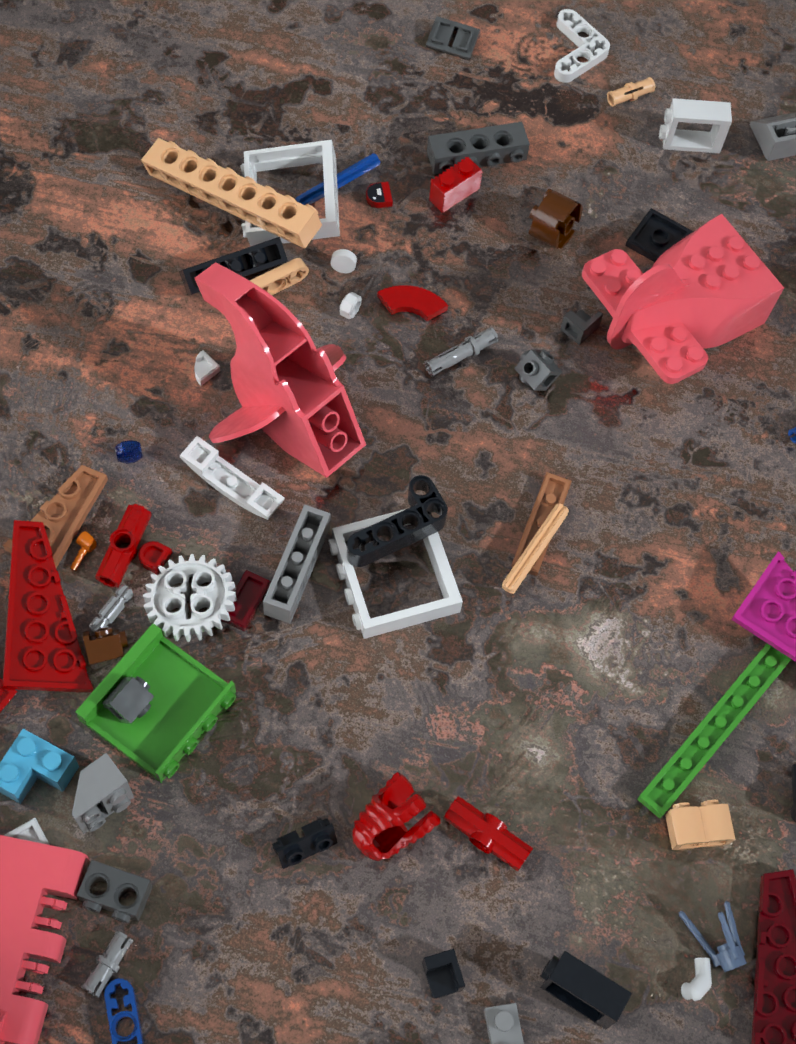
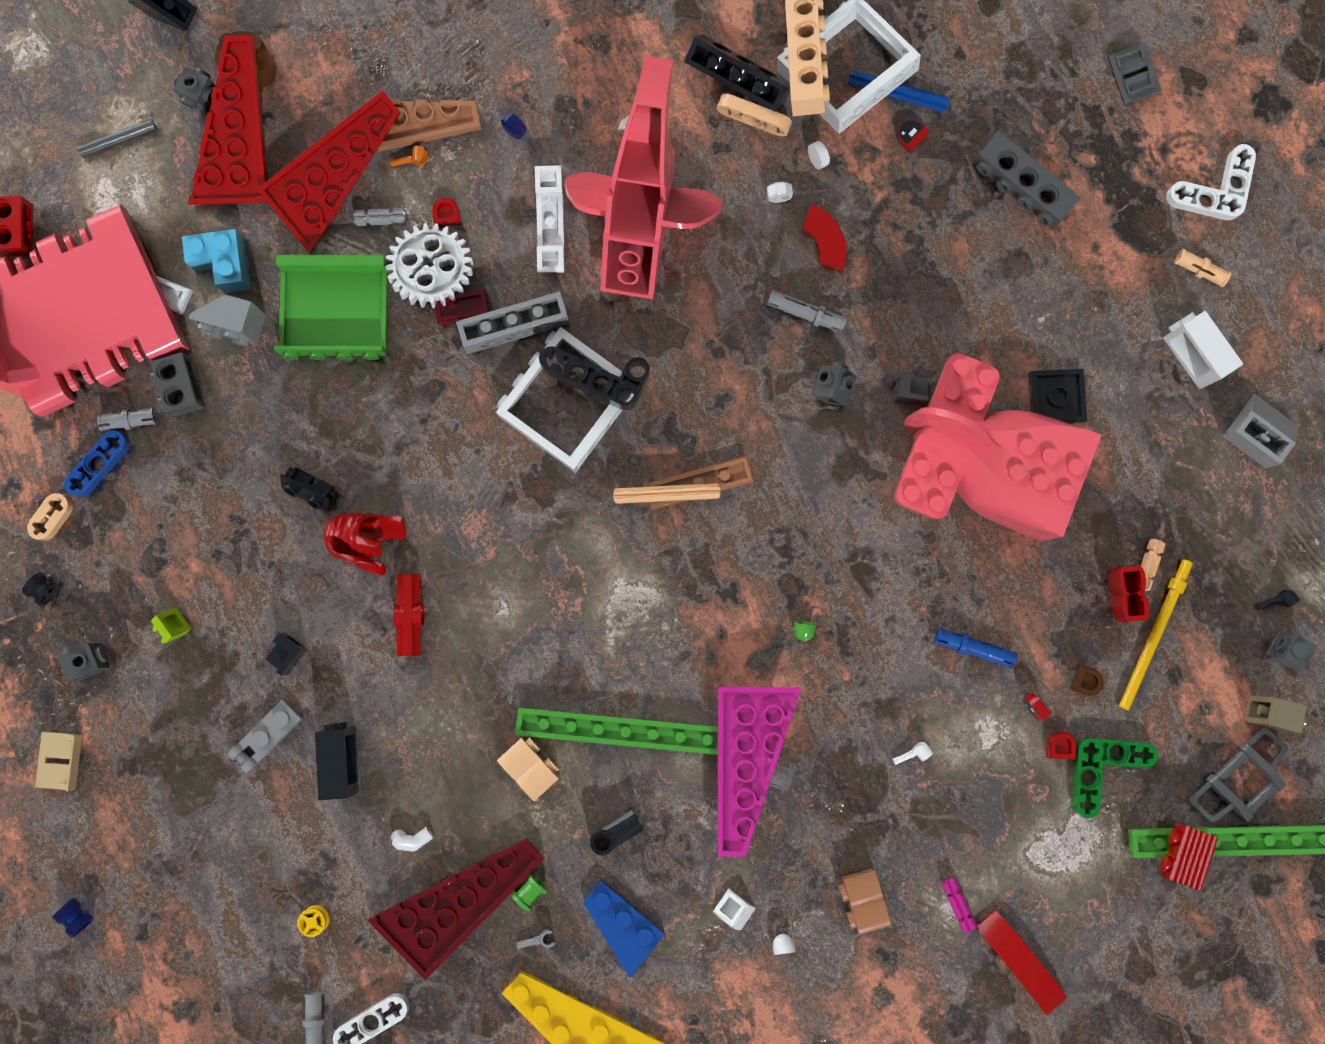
camera: 55 degrees right, 20 degrees up
(105, 644) = (344, 233): reddish brown brick -> none
(118, 559) = (417, 189): red piece -> none
(129, 699) = (314, 285): dark grey brick -> none
(455, 184) = (969, 189): red brick -> none
(555, 219) = (997, 296): reddish brown brick -> none
(724, 528) = (804, 630): none -> bright green hinge
(731, 953) = (445, 849): sand blue plant -> none

